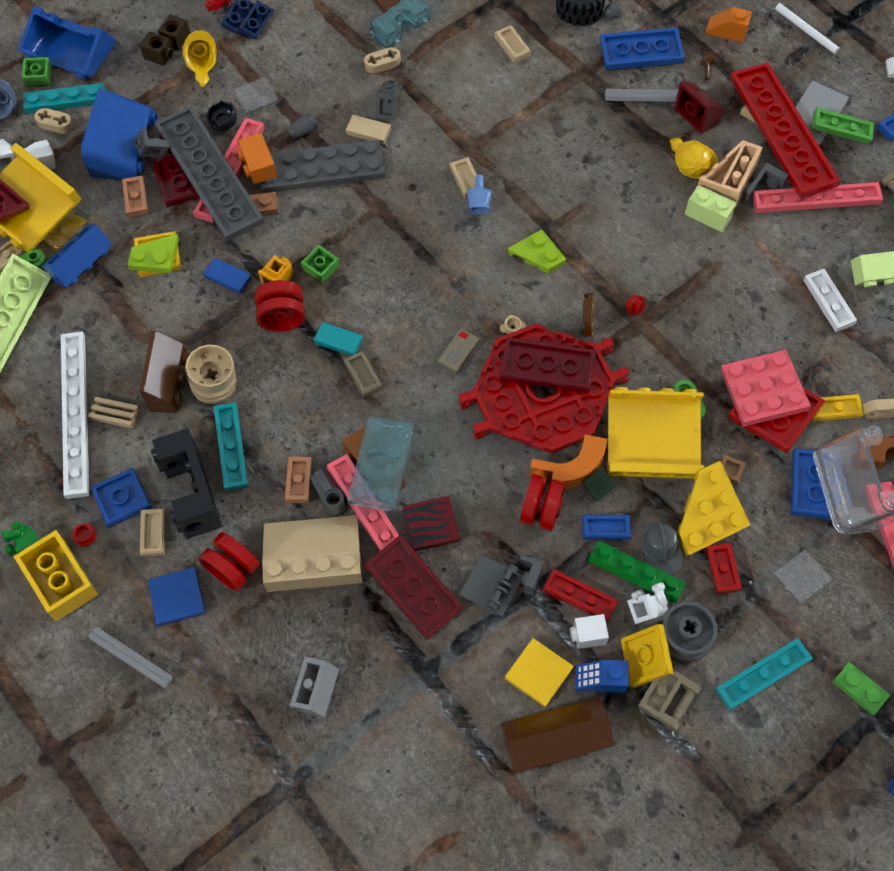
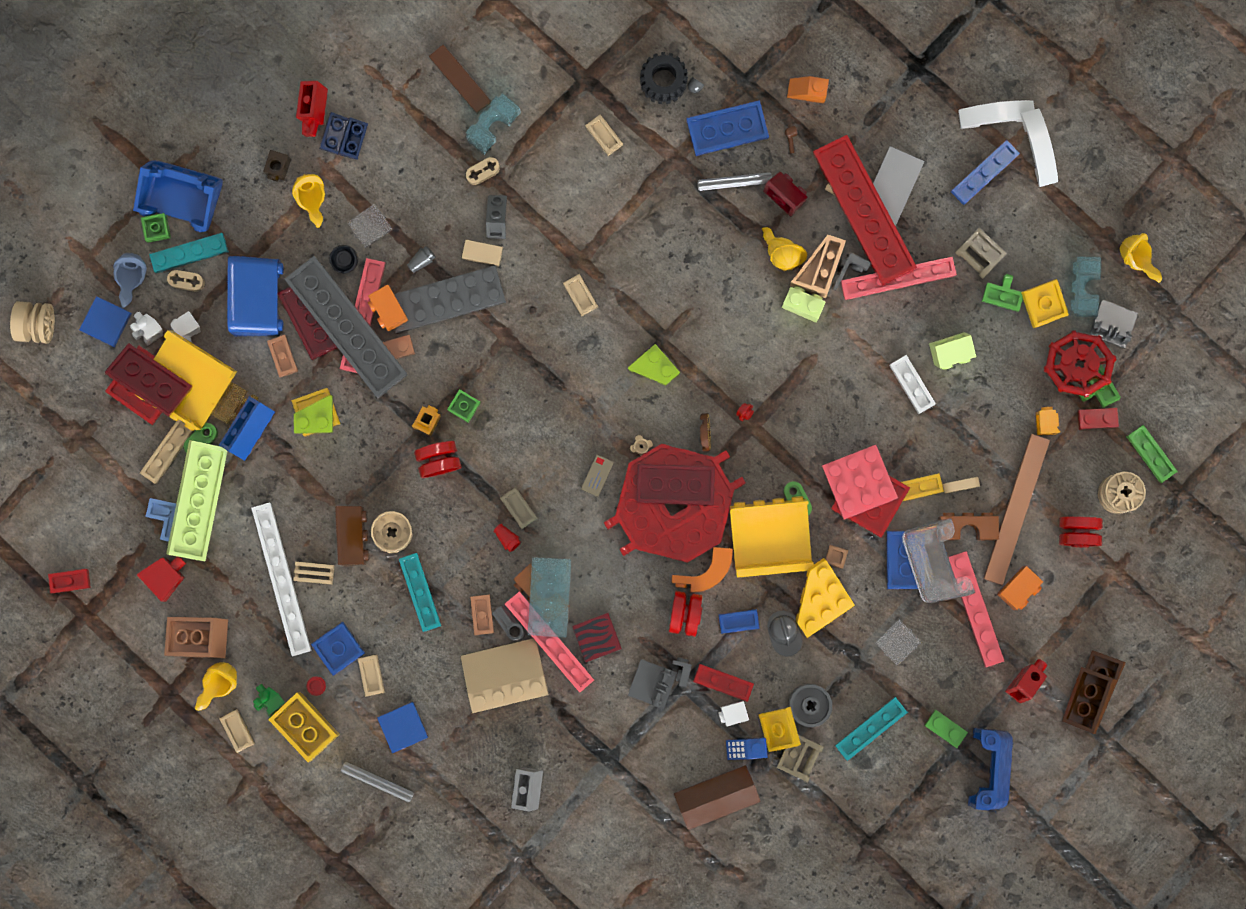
camera: 10 degrees left, 20 degrees up
(150, 147) = (283, 309): dark grey bracket -> none
(156, 48) = (259, 181): dark brown brick -> none
(195, 512) = (381, 609): black plate -> none
(227, 276) = (383, 427): blue tile -> none
(229, 561) = (441, 698): red wheel -> none
(338, 339) = (492, 477): teal tile -> none
(344, 402) = (508, 539): none -> red cone
(413, 587) = (590, 696): dark red tile -> none
(479, 197) = (595, 317): medium blue piece -> none
(539, 672) = (698, 750): yellow tile -> none
(598, 483) = (729, 586): clear green plate -> none
(635, 570) = (766, 658): green plate -> none
(648, 607) = (779, 688): white piece -> none
(723, 568) = (835, 646): red plate -> none
(807, 28) = (883, 81): white bar -> none
(842, 125) = (918, 198): bright green plate -> none

